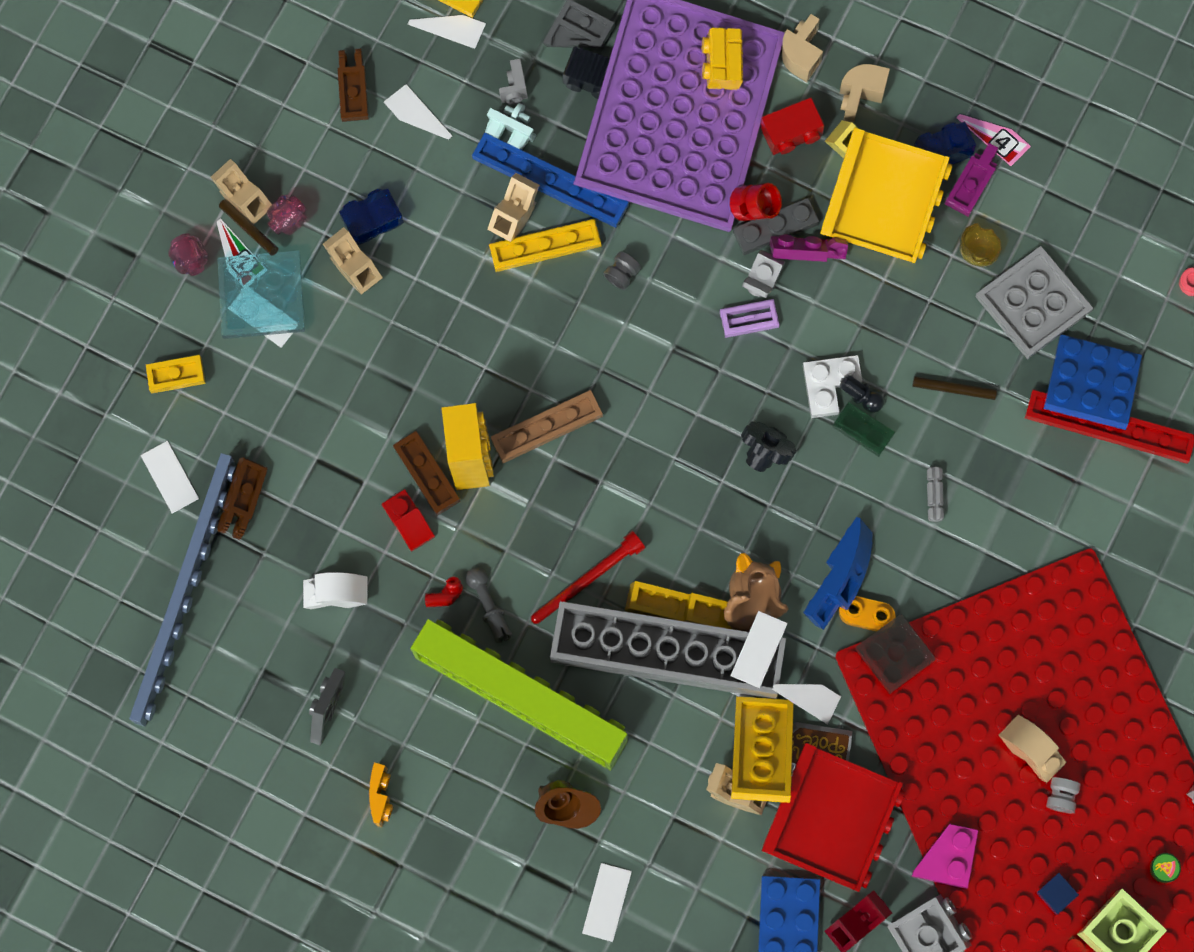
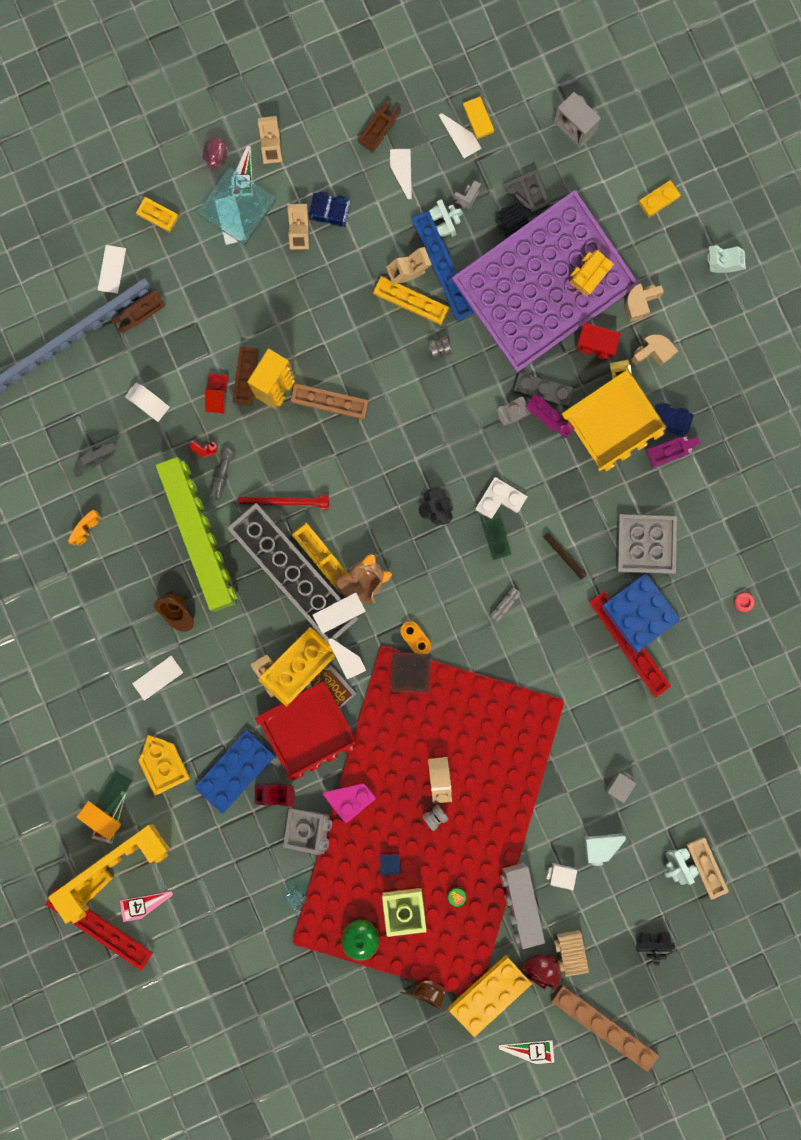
camera: 35 degrees right, 10 degrees up
(248, 227) = (259, 164): dark brown bar -> none
(286, 214) = (285, 172): clear pink head -> none
(730, 332) = (501, 436): lavender tile -> none
(755, 202) = (541, 367): red wheel -> none
(848, 566) = (427, 606): blue slope -> none
(871, 400) = (511, 518): black axle -> none
(979, 246) = (643, 489): clear yellow hair -> none
(1009, 143) = (709, 441): sticker -> none

